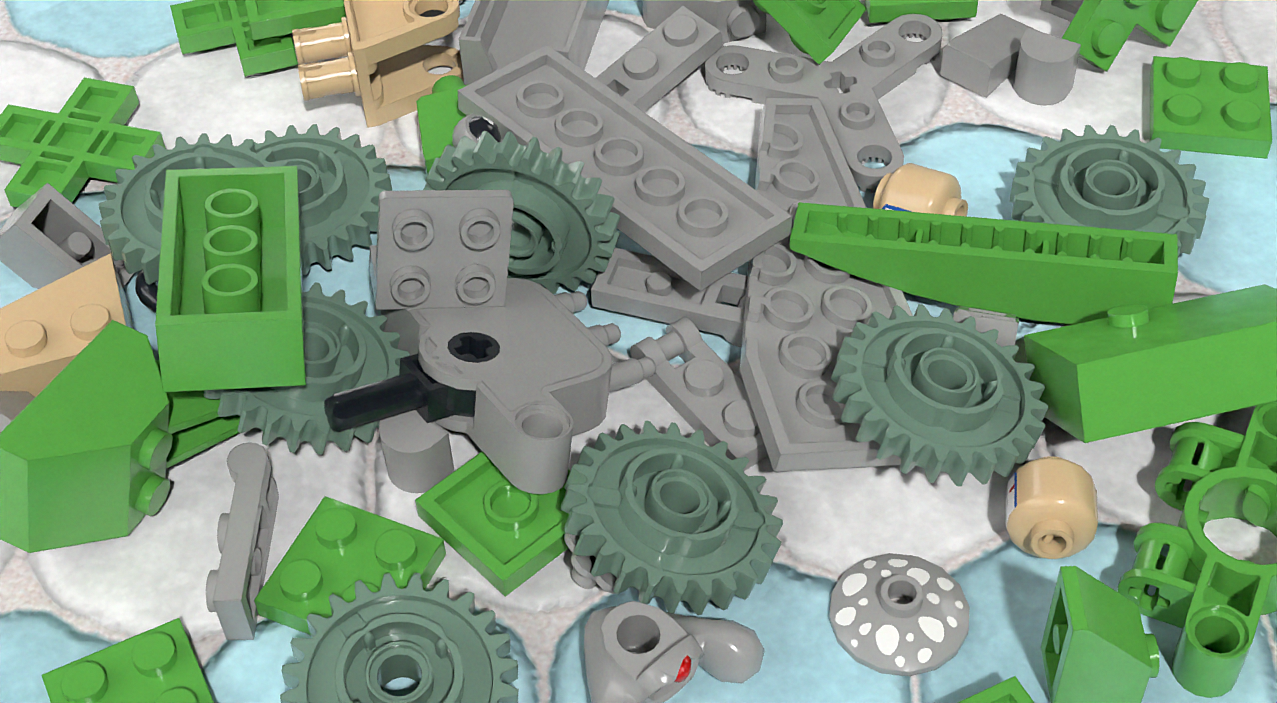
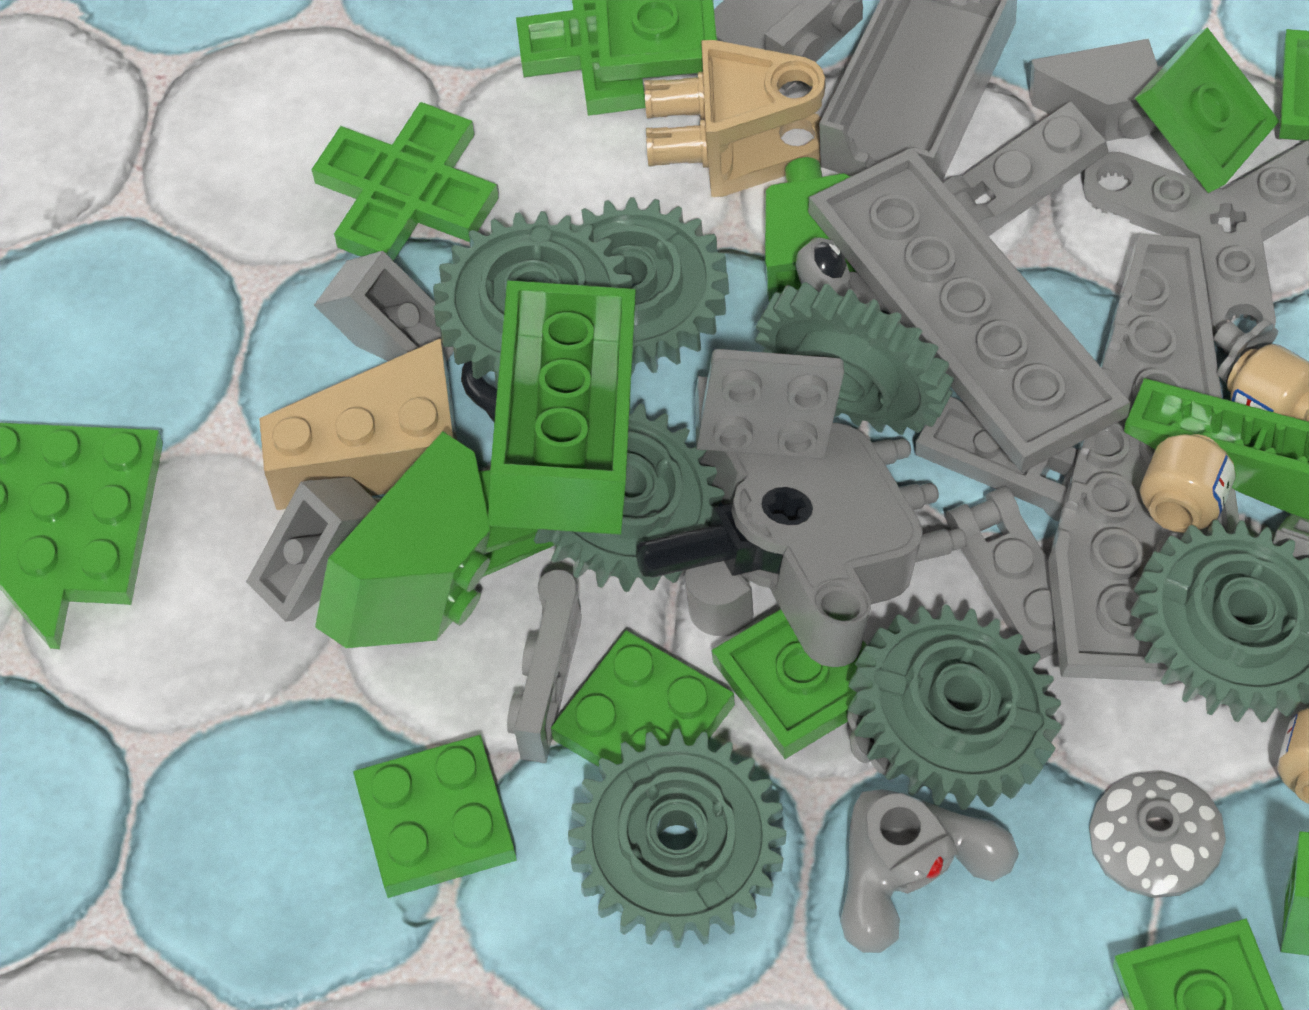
camera: 15 degrees right, 10 degrees up
(861, 276) = (1187, 482): none -> tan head
(873, 171) = (1238, 342): none -> light grey plant

